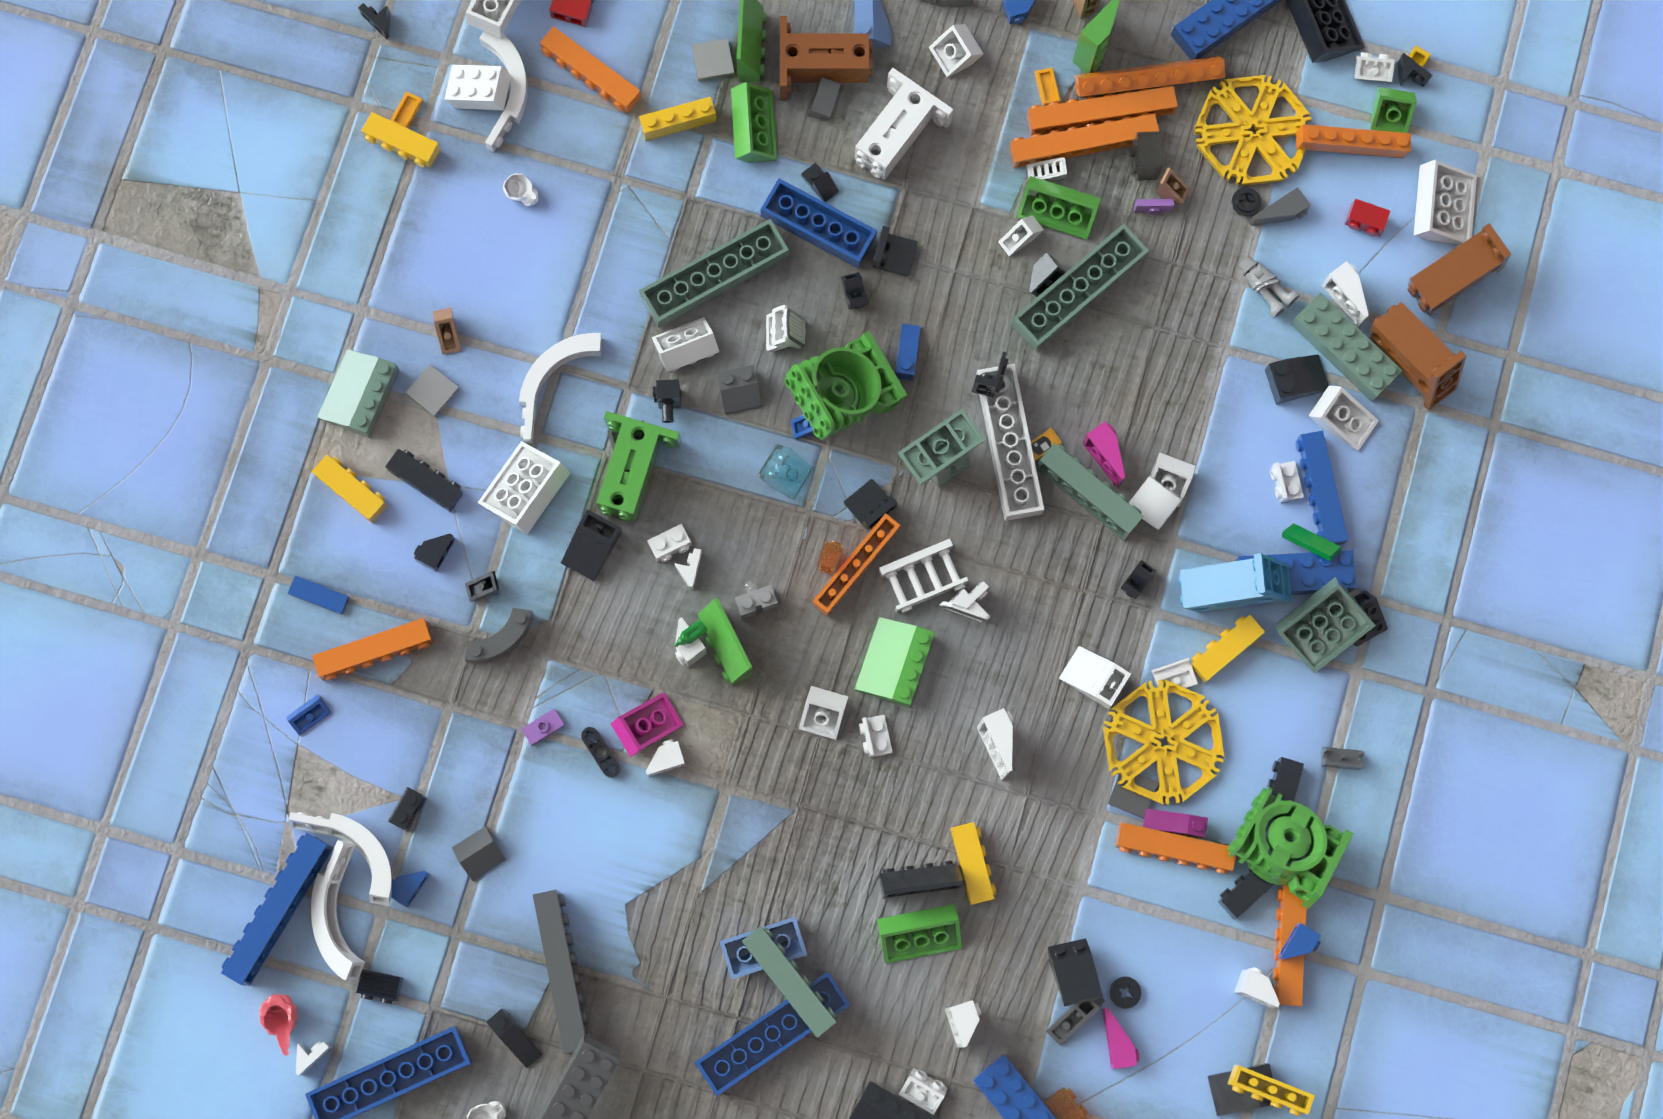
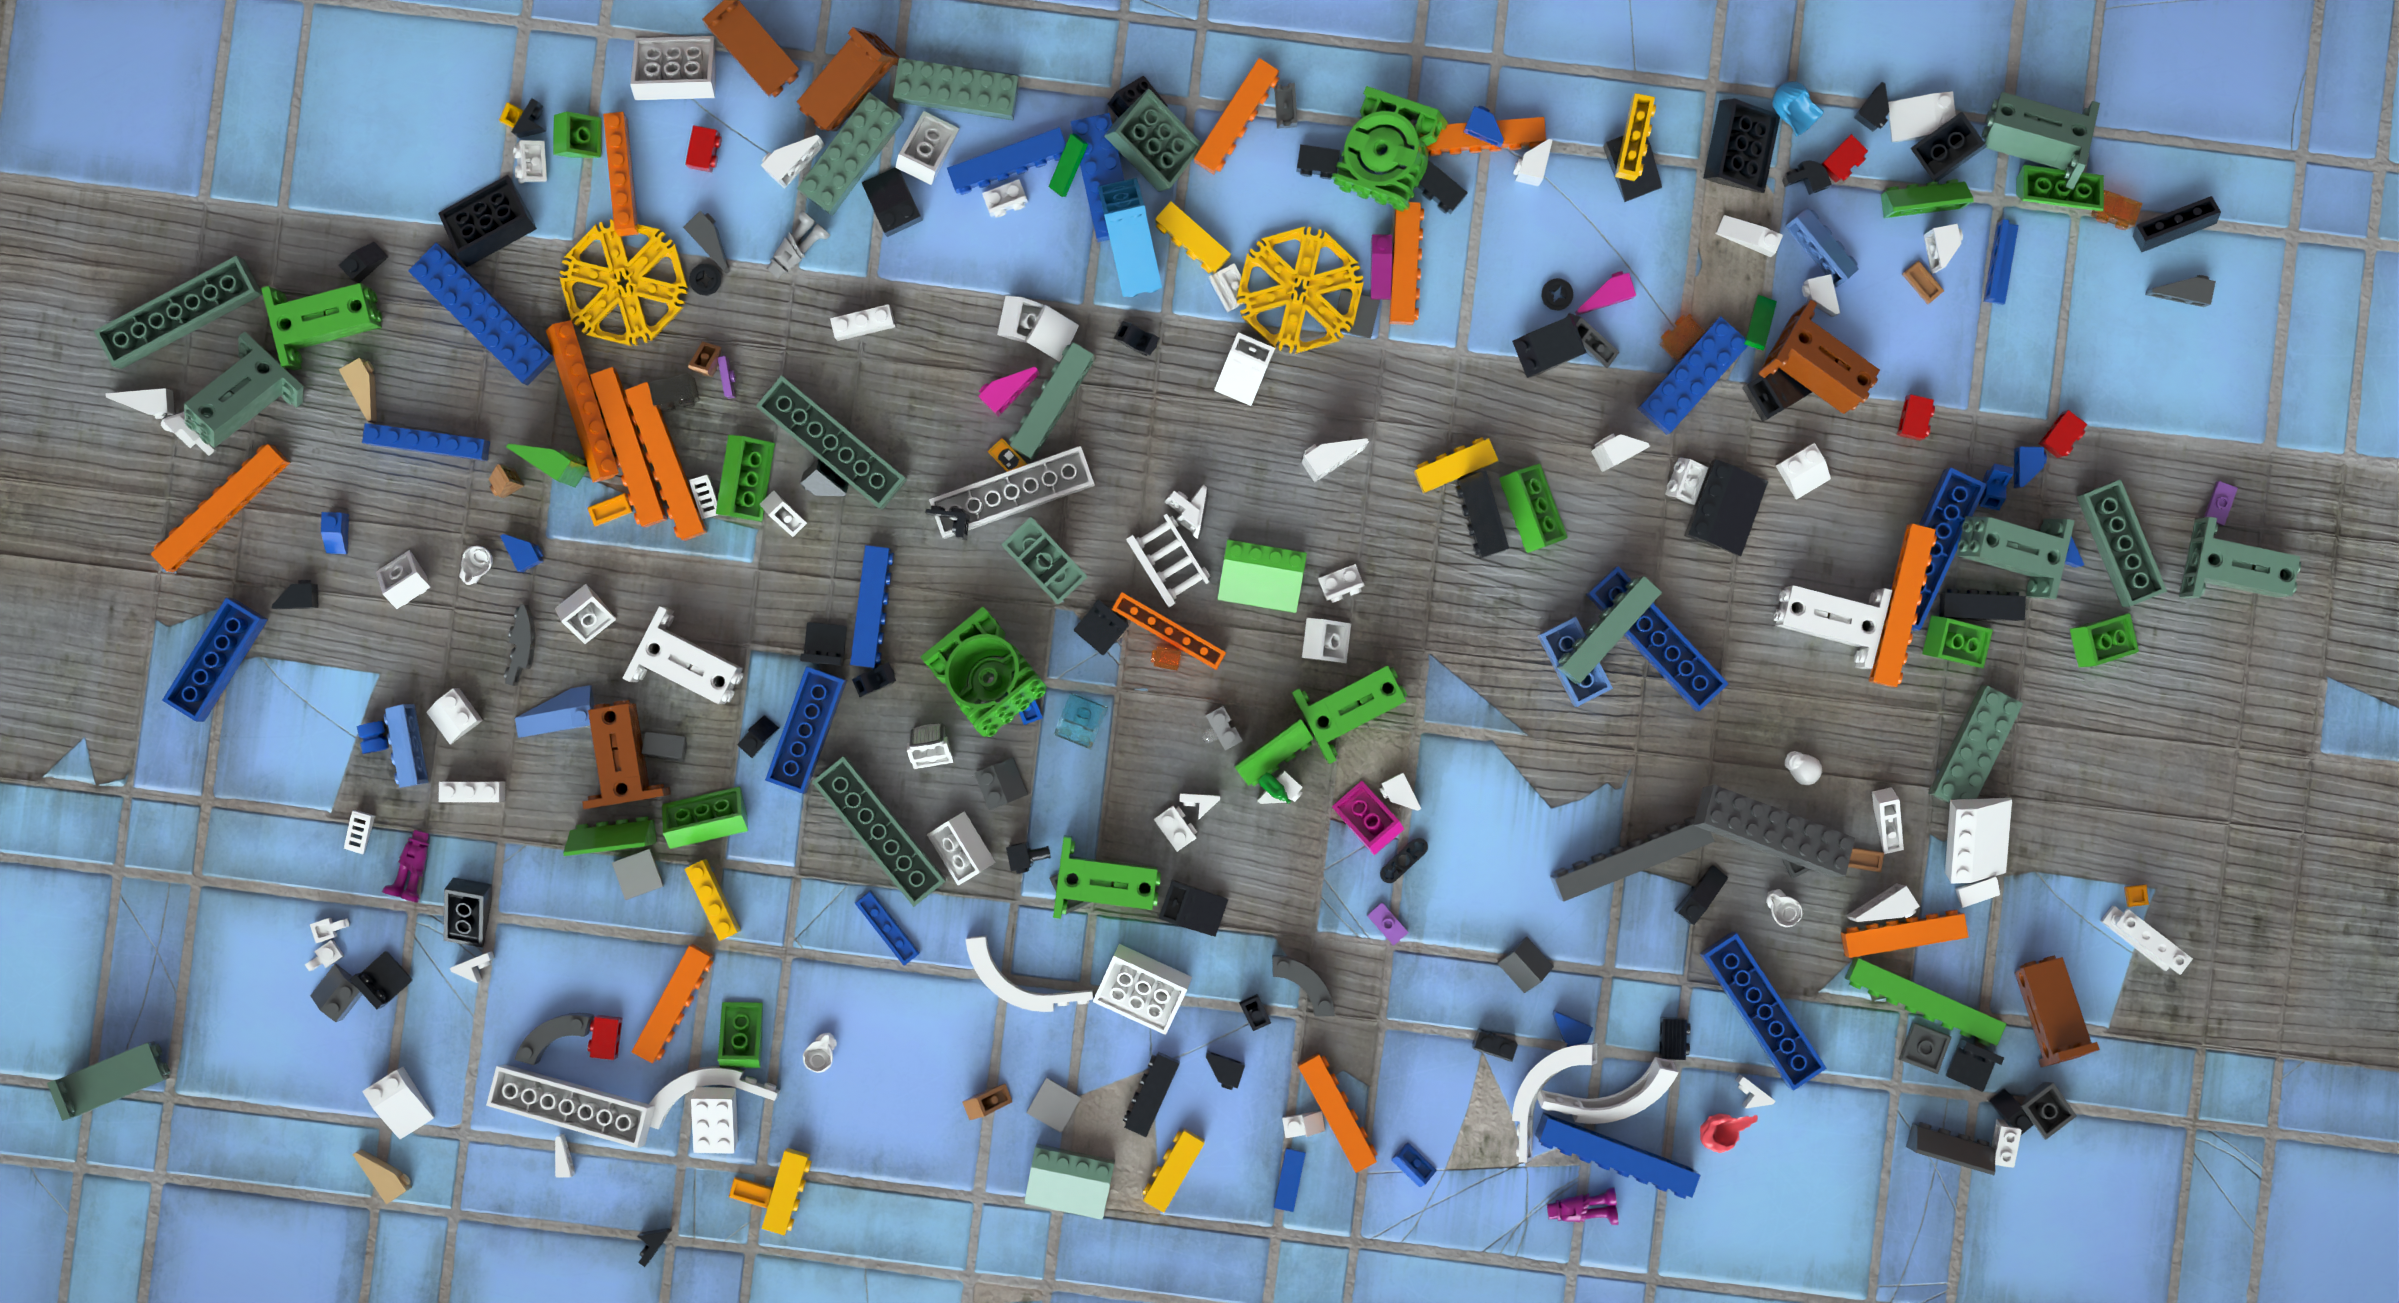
camera: 90 degrees left, 10 degrees up
(235, 862) = (1576, 1208): none -> magenta piece
(367, 616) = (1303, 1124): none -> white slope
(550, 123) = (740, 1035): none -> bright green slope
(624, 268) = (887, 928): none -> blue tile
(755, 721) = (1350, 707): none -> bright green brick
(907, 352) = (930, 613): blue slope -> none
(922, 299) = (871, 606): none -> blue brick
(1187, 333) = (862, 322): none -> white brick
(1338, 709) = (1236, 116): none -> orange brick
(1395, 452) = (956, 89): none -> sand green brick

